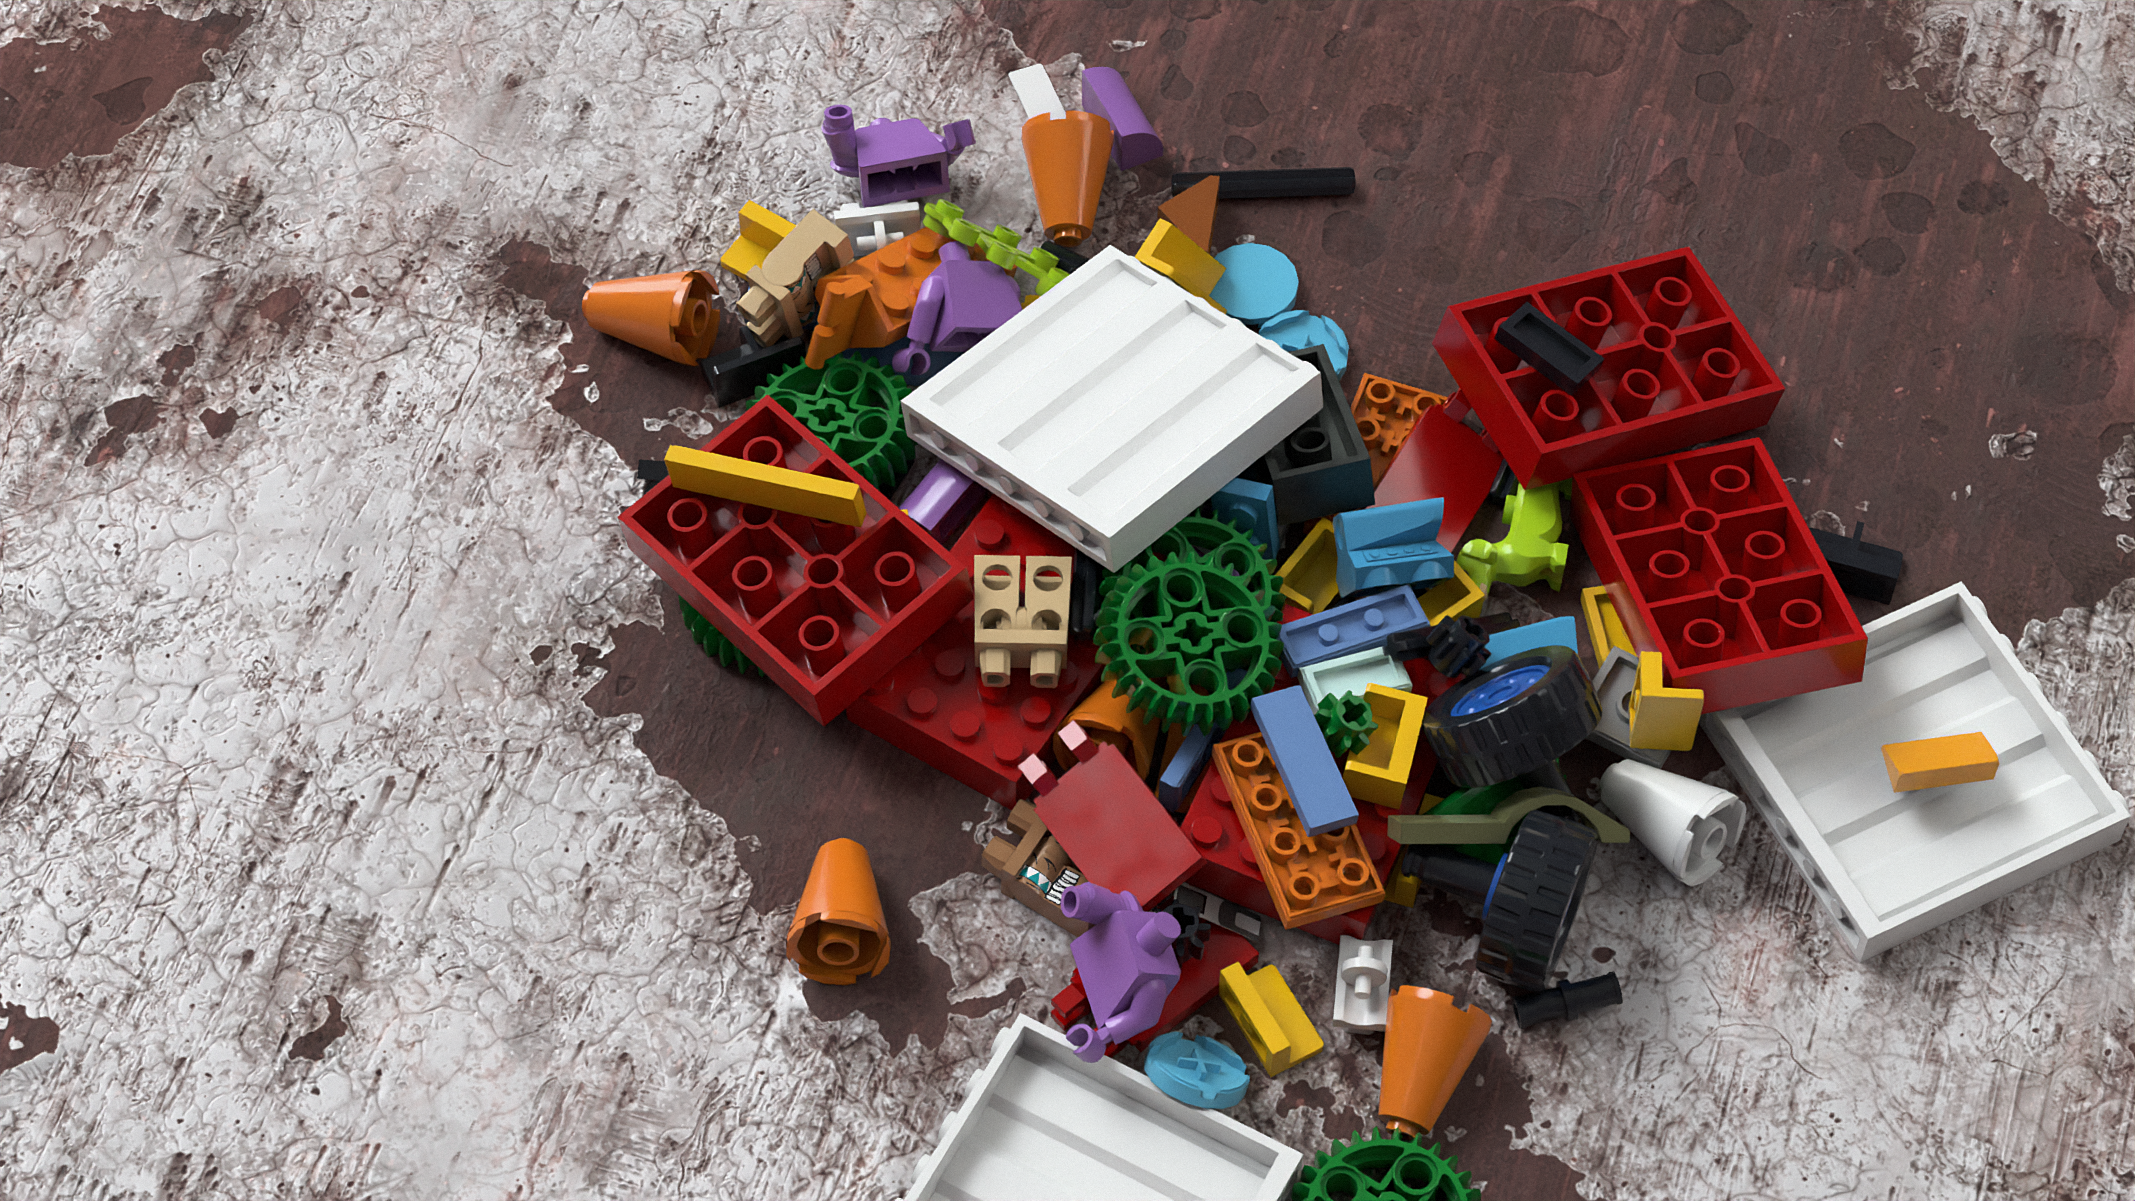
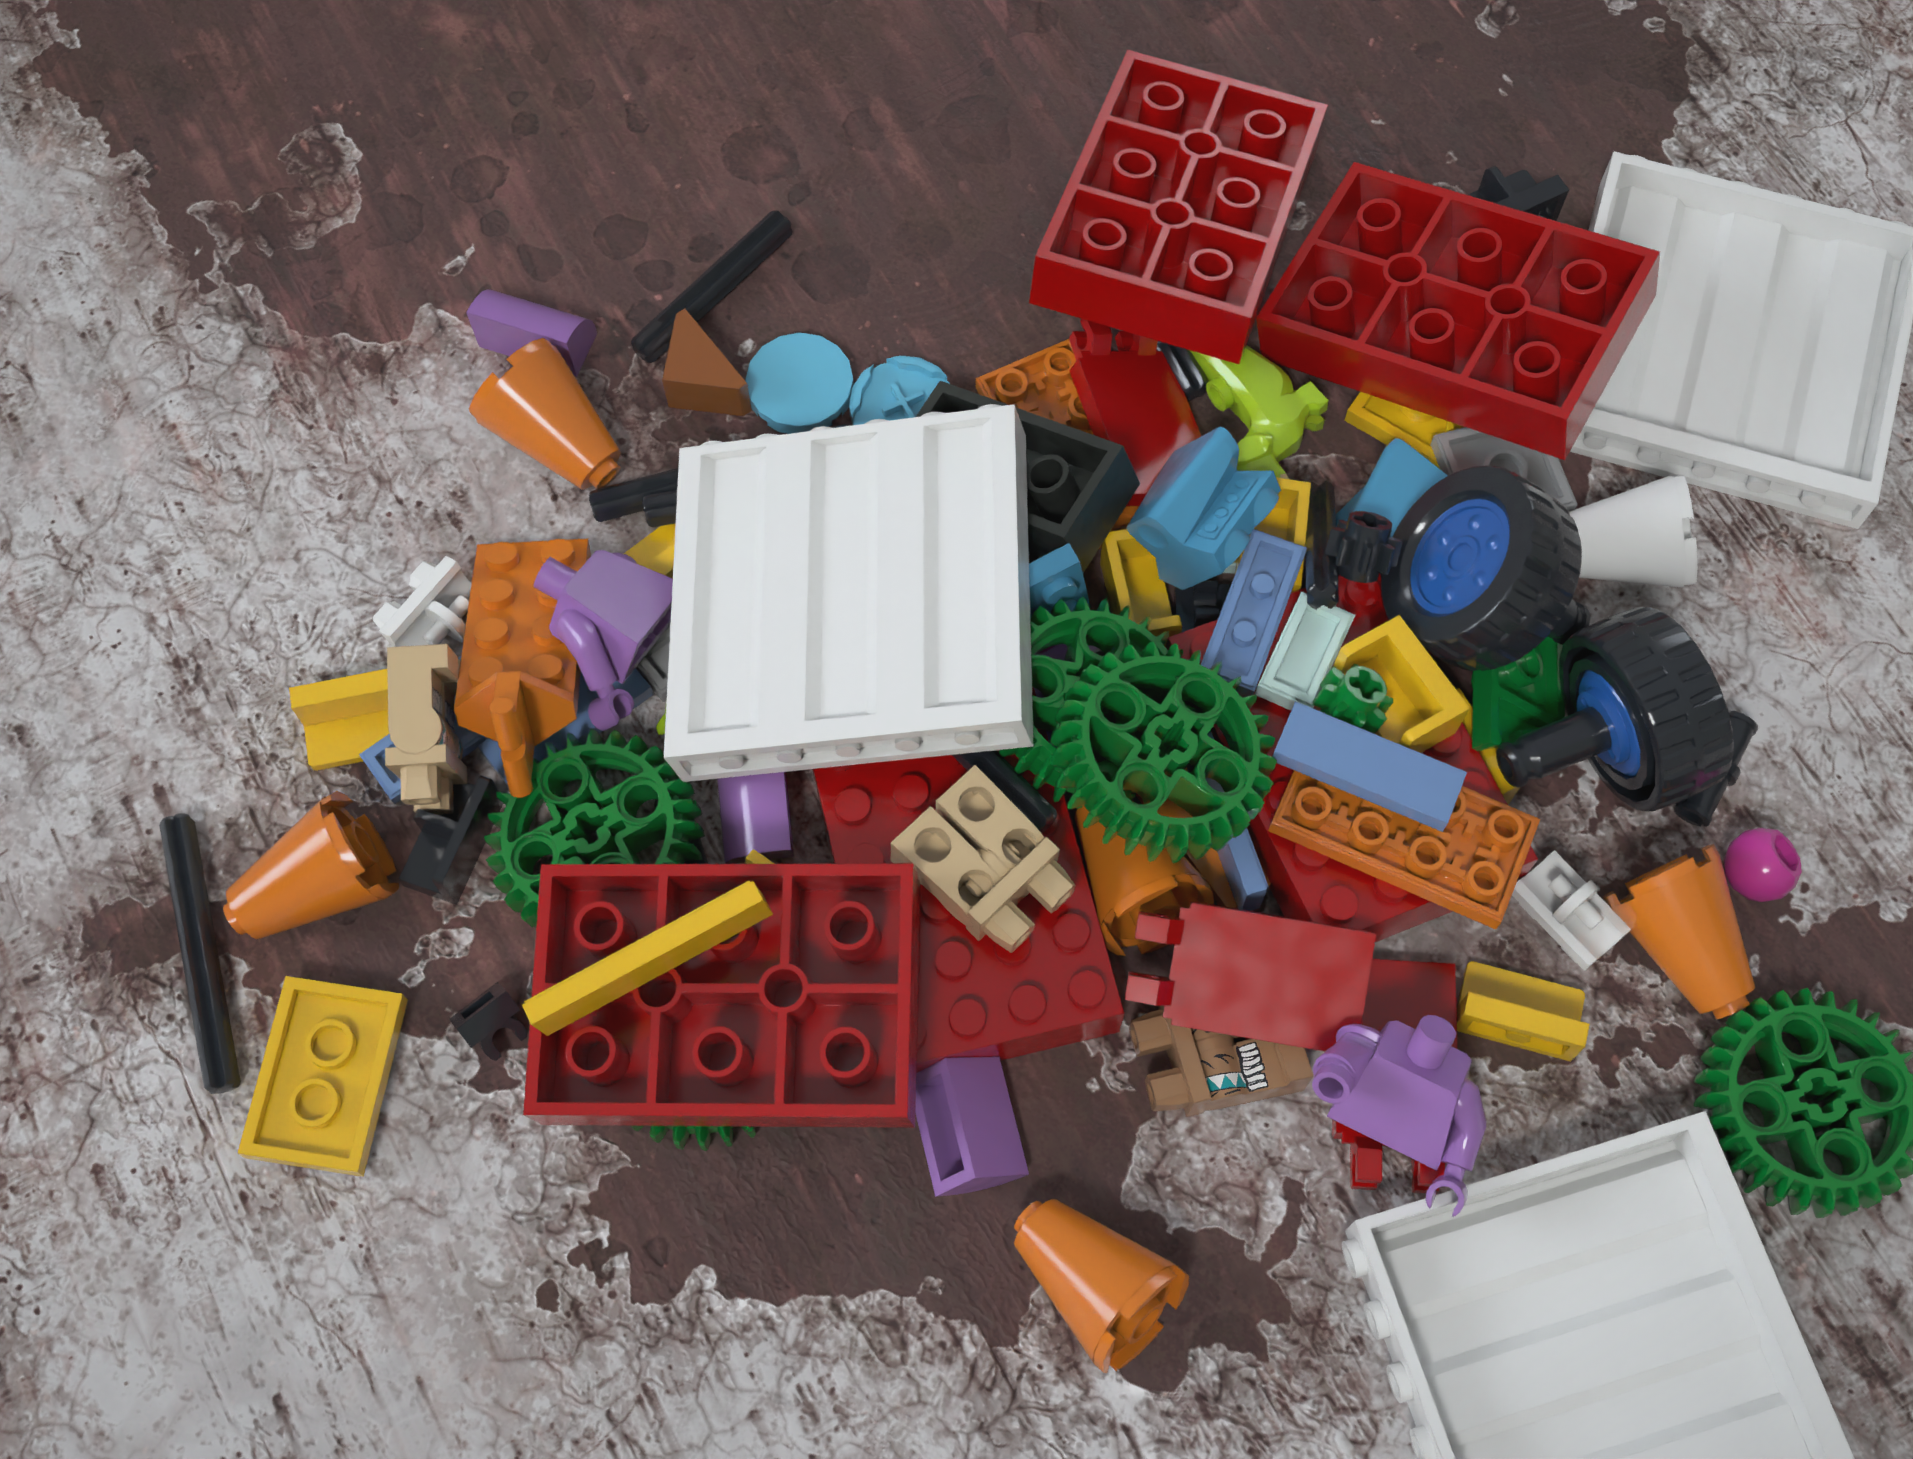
camera: 45 degrees left, 10 degrees up
(547, 428) = (323, 1076): none -> yellow plate
(552, 307) = (199, 954): none -> black axle
(866, 773) = (968, 1125): none -> medium lavender brick
(893, 158) = (378, 532): medium lavender torso -> none
(998, 245) = (600, 535): lime plant -> none
(1037, 92) = (435, 371): white sticker -> none
(1181, 260) = (745, 412): yellow panel -> none
(1192, 933) = (1398, 998): black gear -> none
(1196, 1070) = (1539, 1122): medium azure tile -> none
(1220, 911) = (1398, 955): sticker -> none
(1497, 825) = (1554, 678): olive piece -> none
(1522, 1073) = (1762, 865): none -> dark pink piece
(1549, 348) = (1152, 222): black tile -> none
(1661, 715) = (1552, 453): yellow panel -> none
(1940, 761) = (1765, 308): light orange slope -> none

